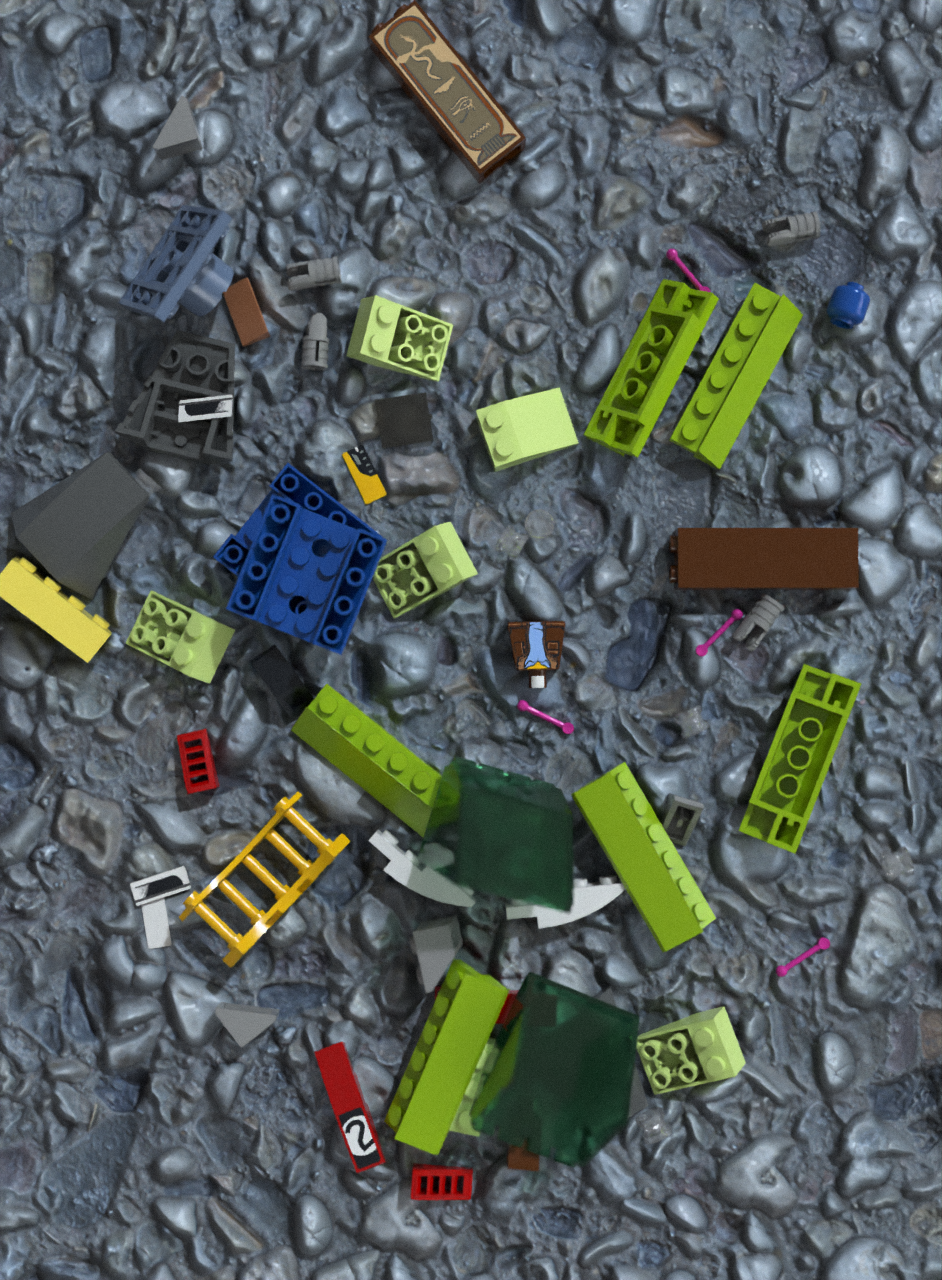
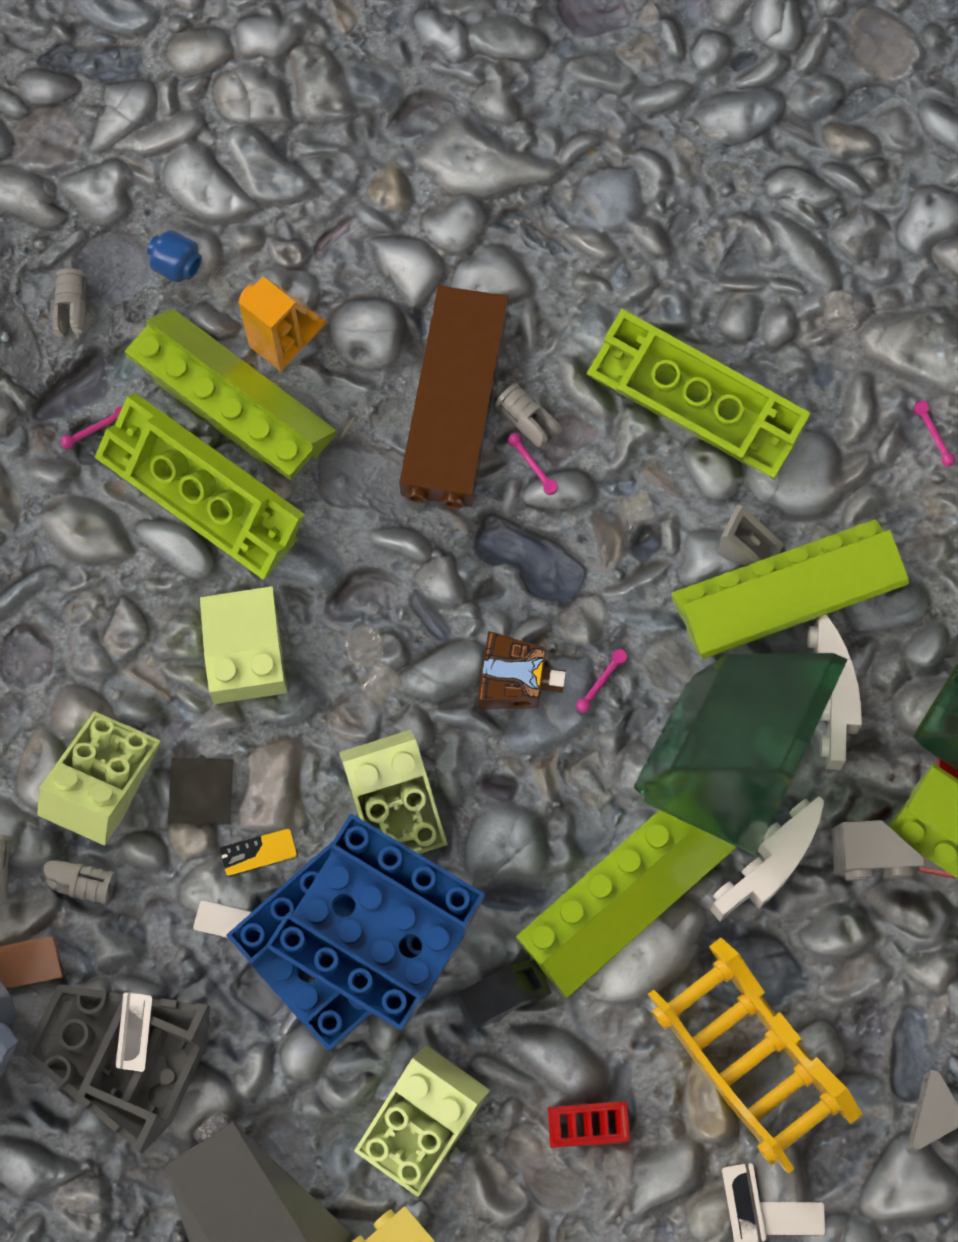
camera: 75 degrees left, 15 degrees down
(307, 457) = (217, 918): none -> white sticker
(802, 403) = (277, 322): none -> light orange wedge

